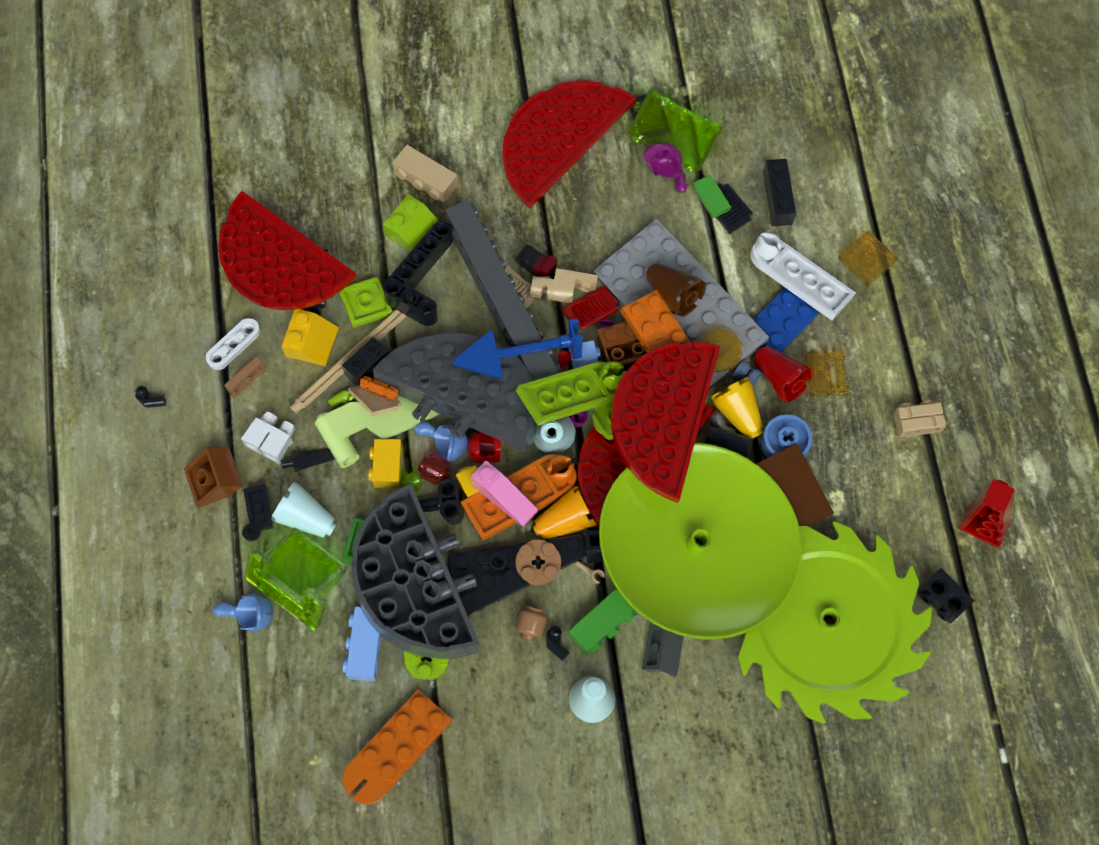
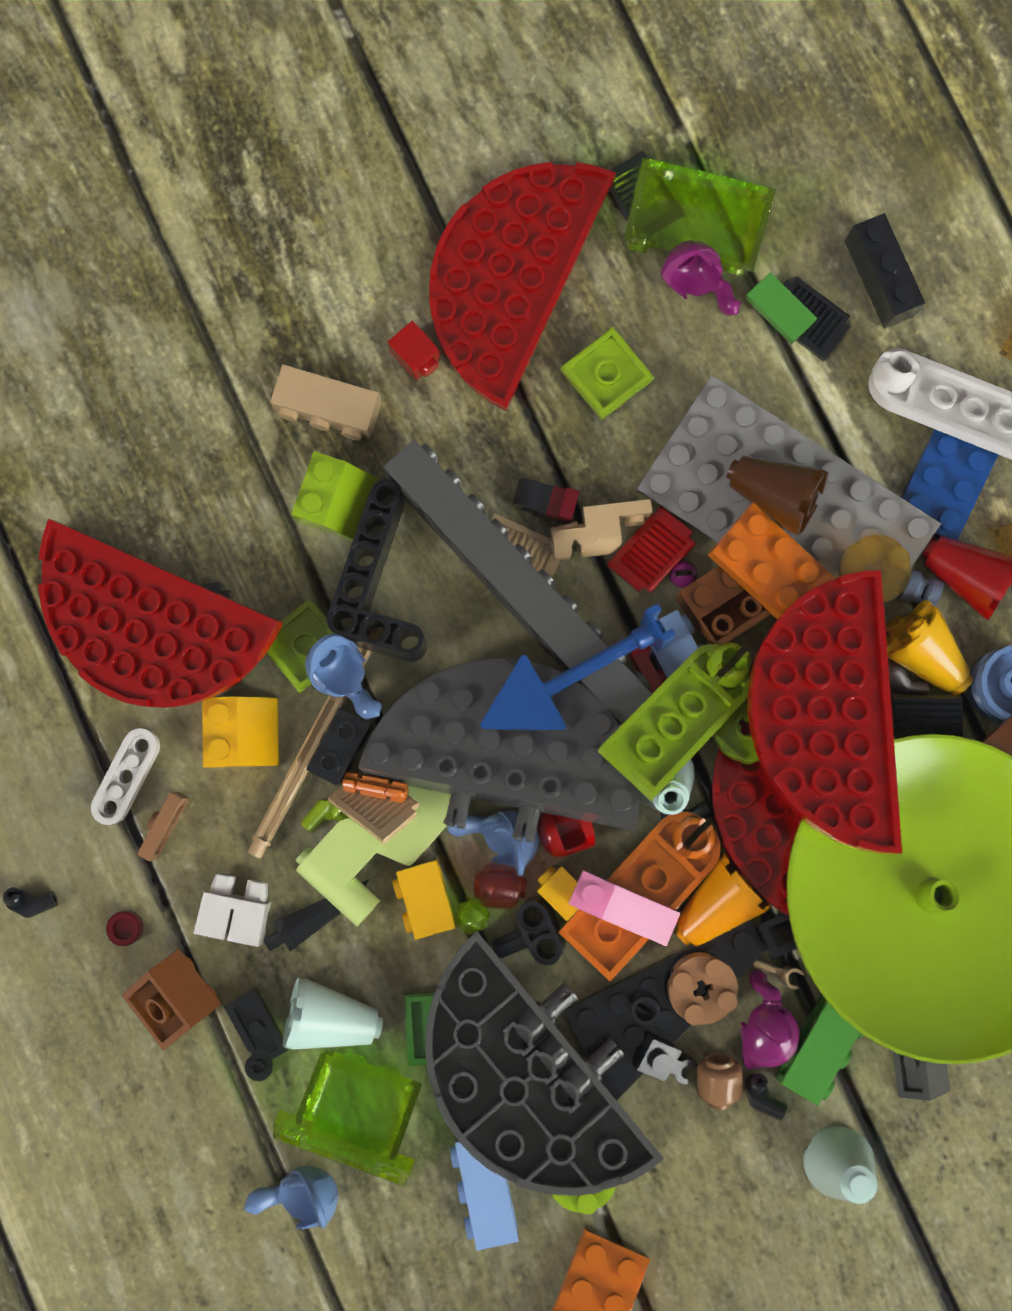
camera: 15 degrees left, 15 degrees up
(200, 430) = (124, 928): none -> dark red tile
(379, 314) = (338, 670): none -> medium blue piece
(486, 160) = (414, 351): none -> red brick
(498, 598) = (661, 1058): none -> plate
(570, 601) = (771, 1031): none -> magenta piece
(596, 204) = (607, 373): none -> lime plate

